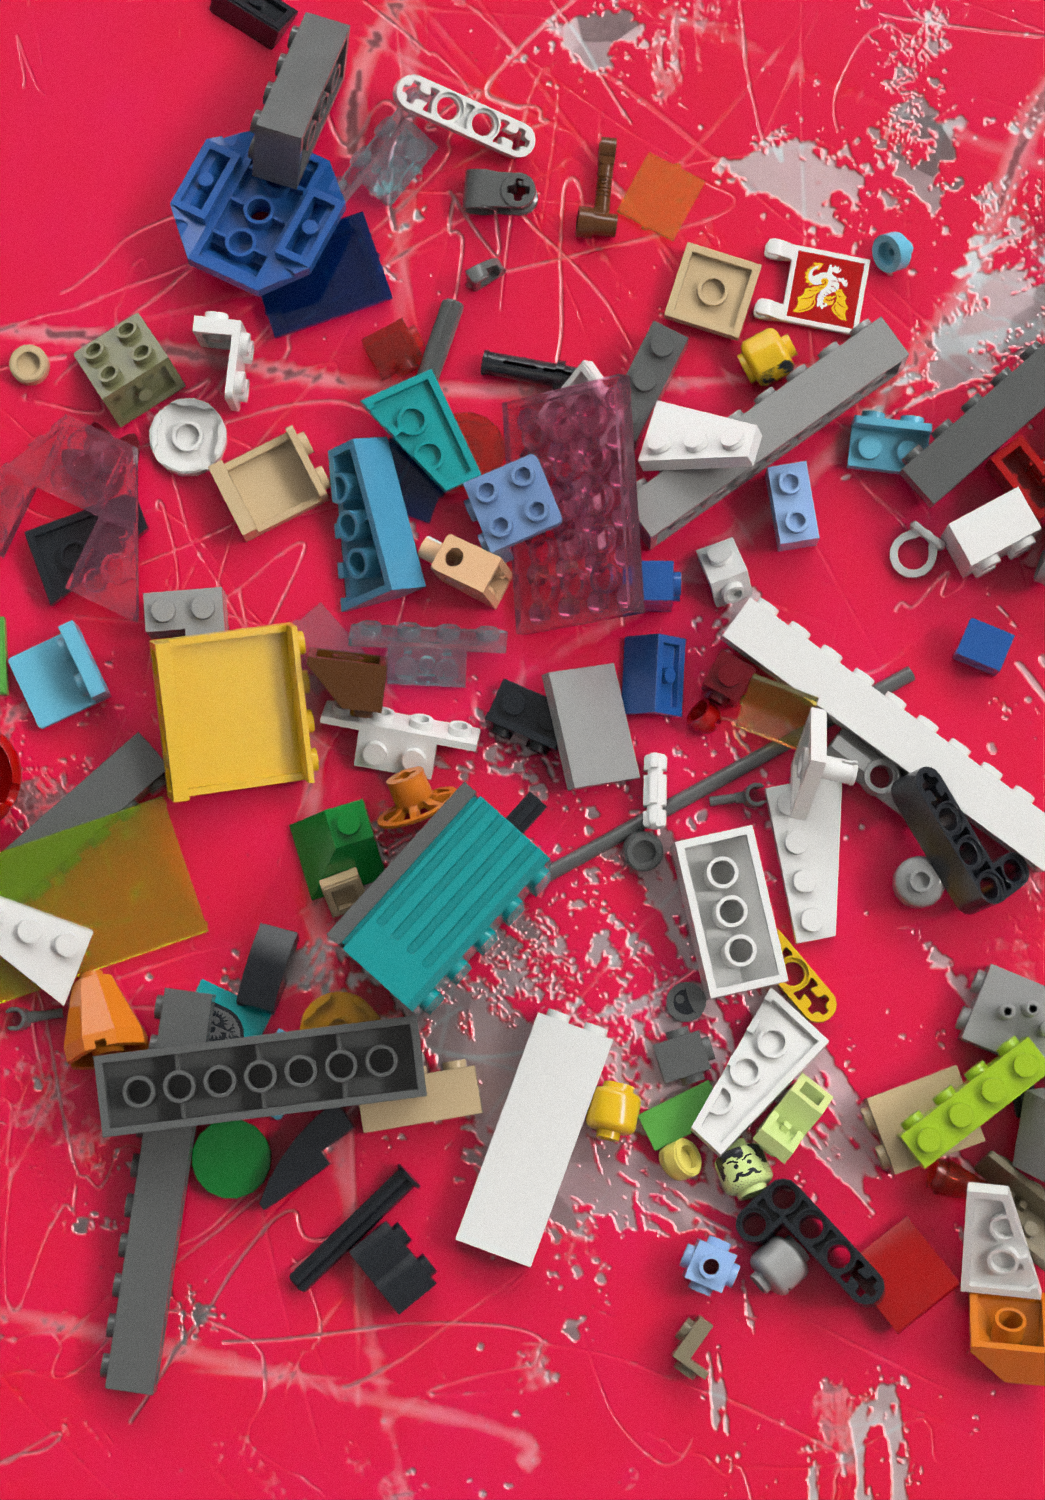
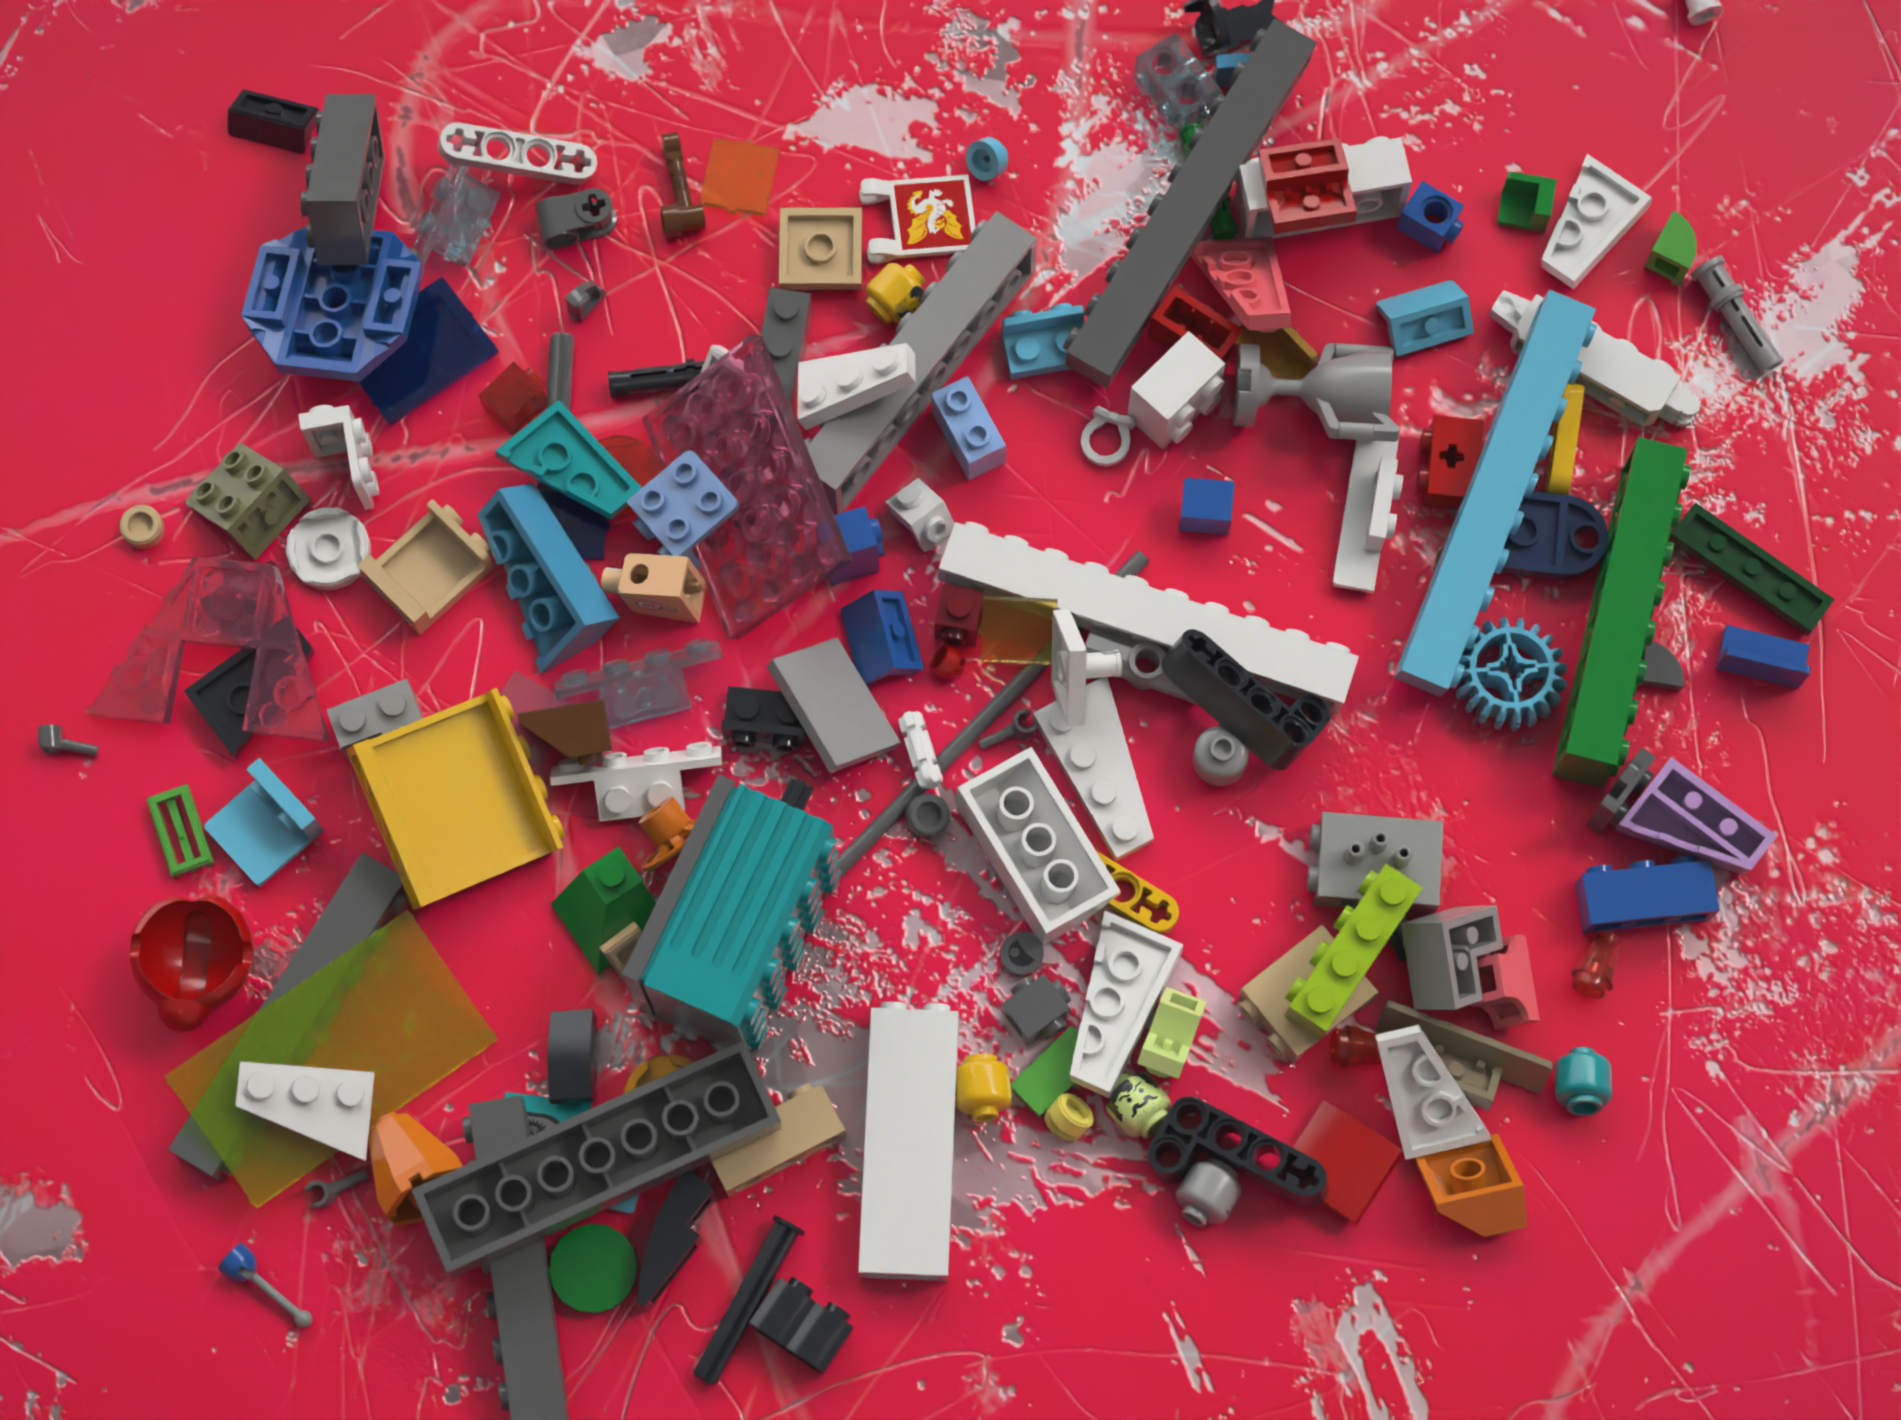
camera: 25 degrees left, 10 degrees down
(691, 1336) = (1140, 1297): dark tan bracket -> none
(696, 1255) = (1130, 1231): light blue brick -> none

